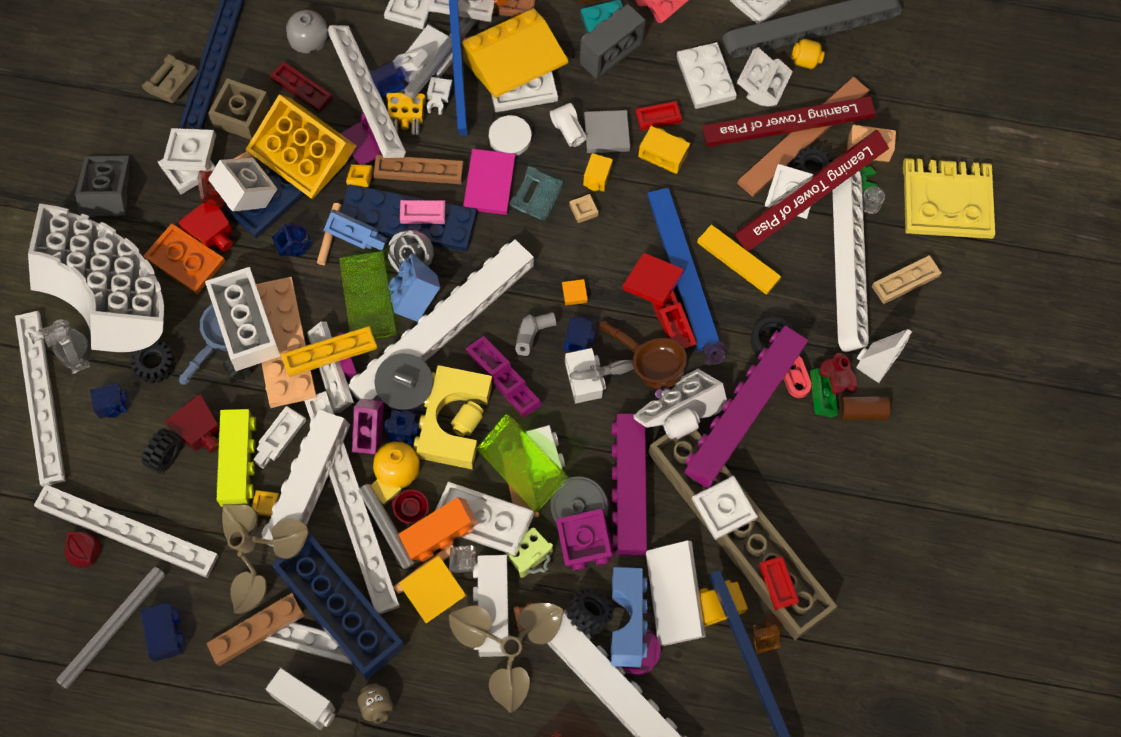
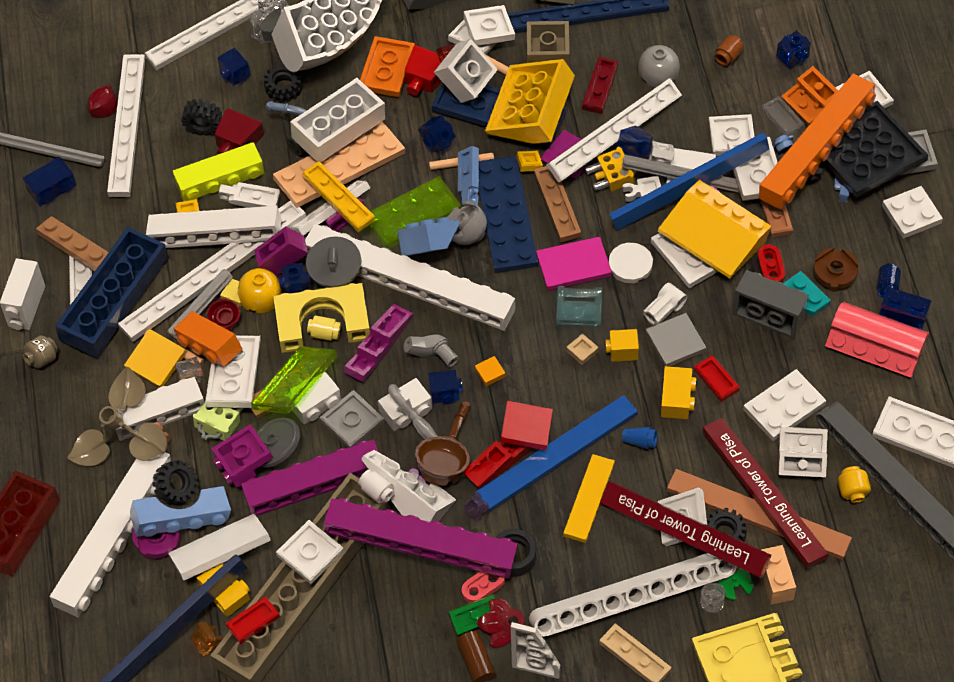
camera: 75 degrees right, 10 degrees down
(288, 540) = (136, 197): dark tan plant -> none
(422, 212) = (511, 218): bright pink tile -> none
(565, 27) = (771, 267): none -> red plate
(576, 429) = (352, 419): none -> light grey tile
(696, 195) = (641, 437): none -> blue cone

